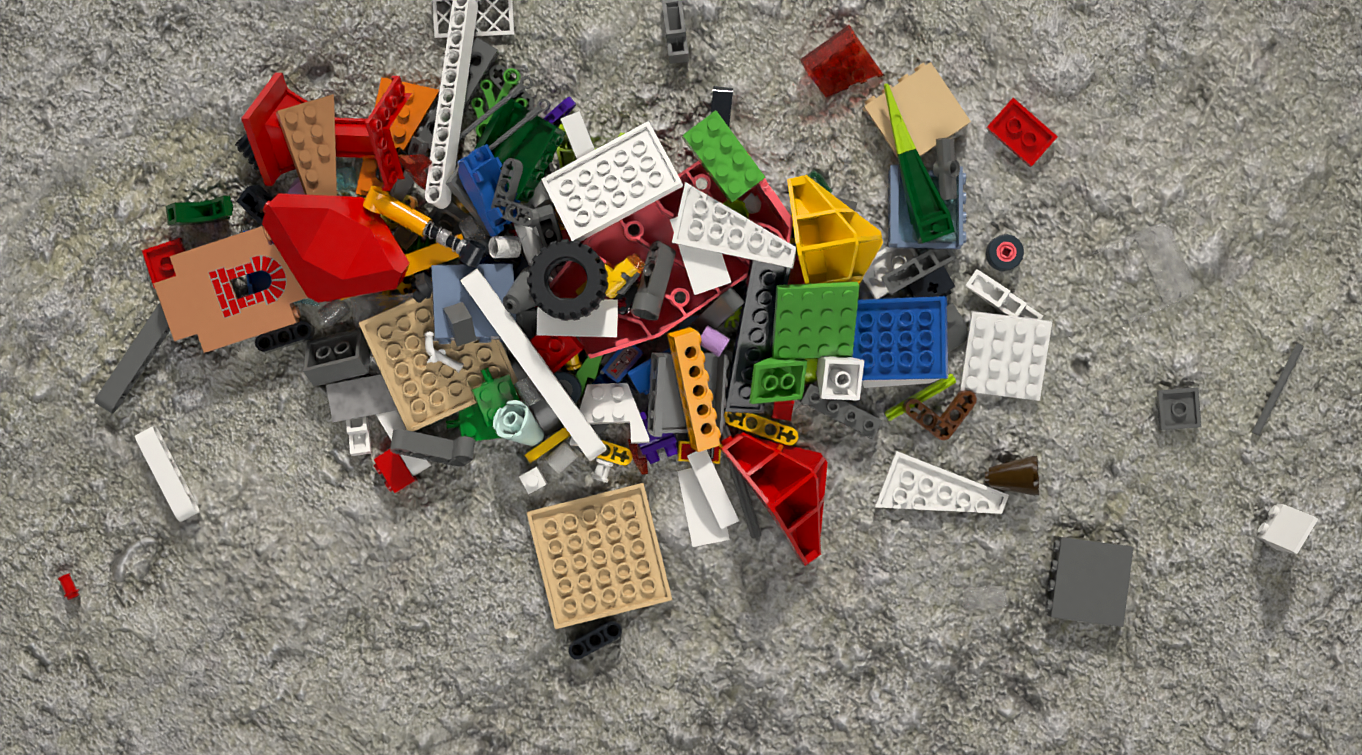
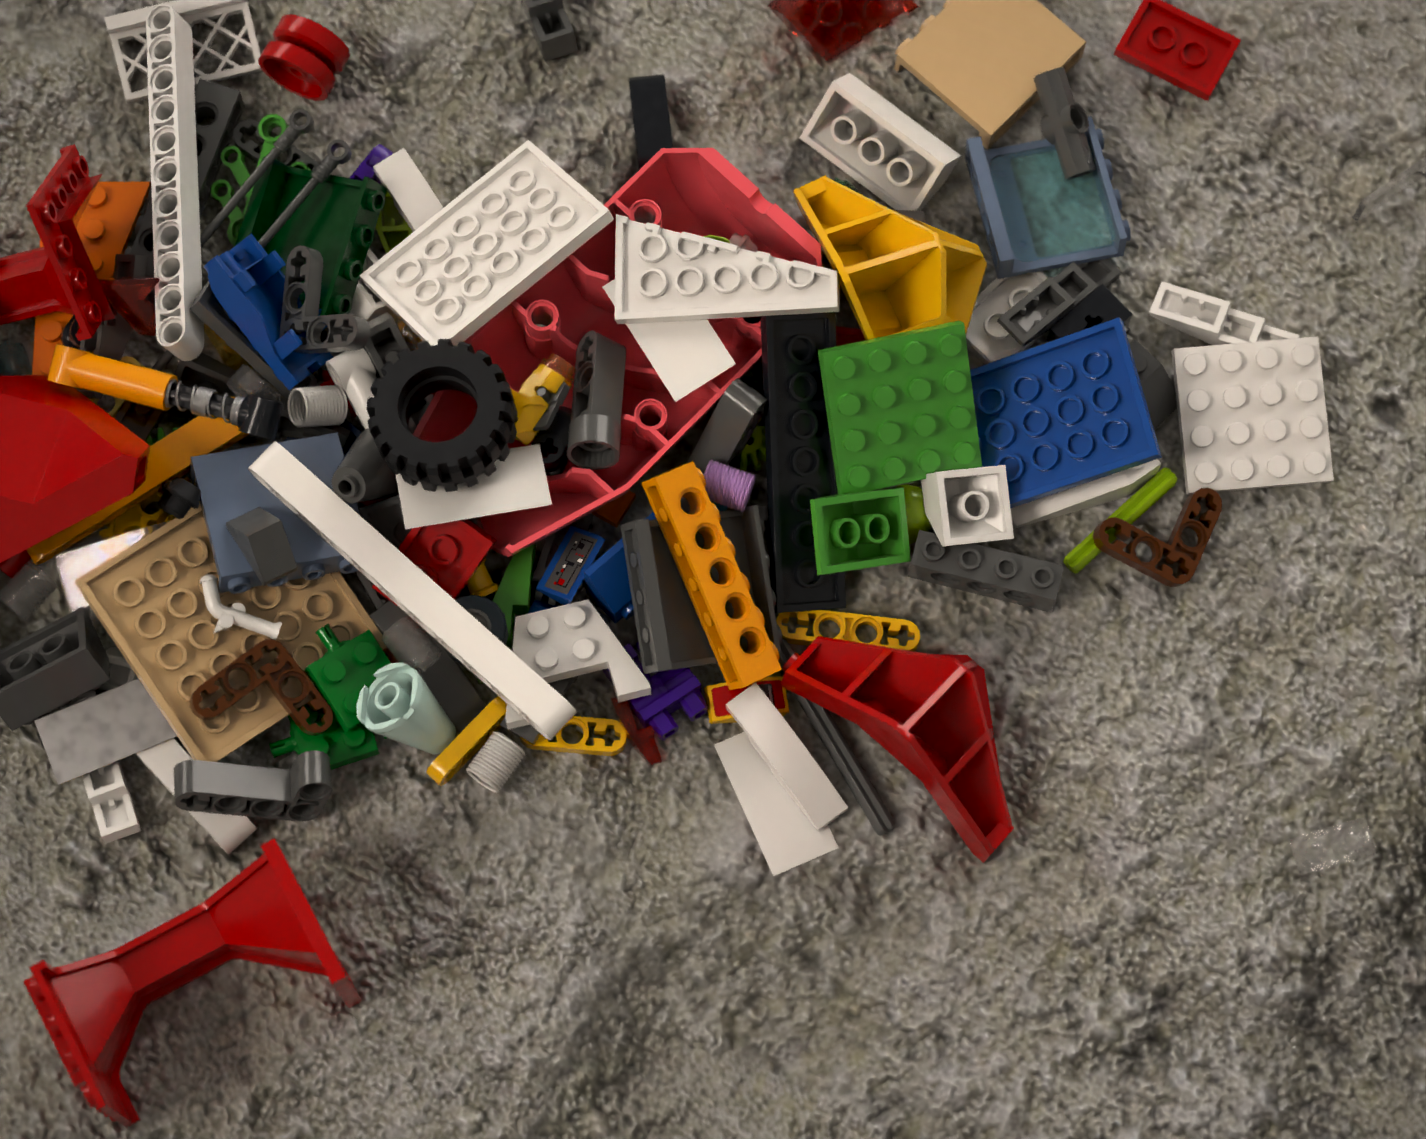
camera: 10 degrees left, 15 degrees down
(332, 544) = (99, 1000): none -> red panel
(394, 471) = (190, 850): red brick -> none
(454, 391) = (273, 678): none -> reddish brown beam
(533, 480) = (452, 812): white brick -> none
(537, 37) = (304, 57): none -> red wheel
(585, 642) = (638, 1065): black beam -> none
(599, 556) = (604, 927): tan plate -> none
(602, 470) = (576, 769): white bush -> none
(723, 156) = (673, 158): bright green brick -> none
(782, 410) = (879, 590): red panel -> none
(842, 155) = (879, 145): none -> white slope
(924, 203) = (1040, 185): dark green plate -> none
(927, 487) = (1171, 673): white wing -> none
(997, 254) = (1202, 258): black wheel -> none
(1015, 476) = (1329, 616): dark brown cone -> none

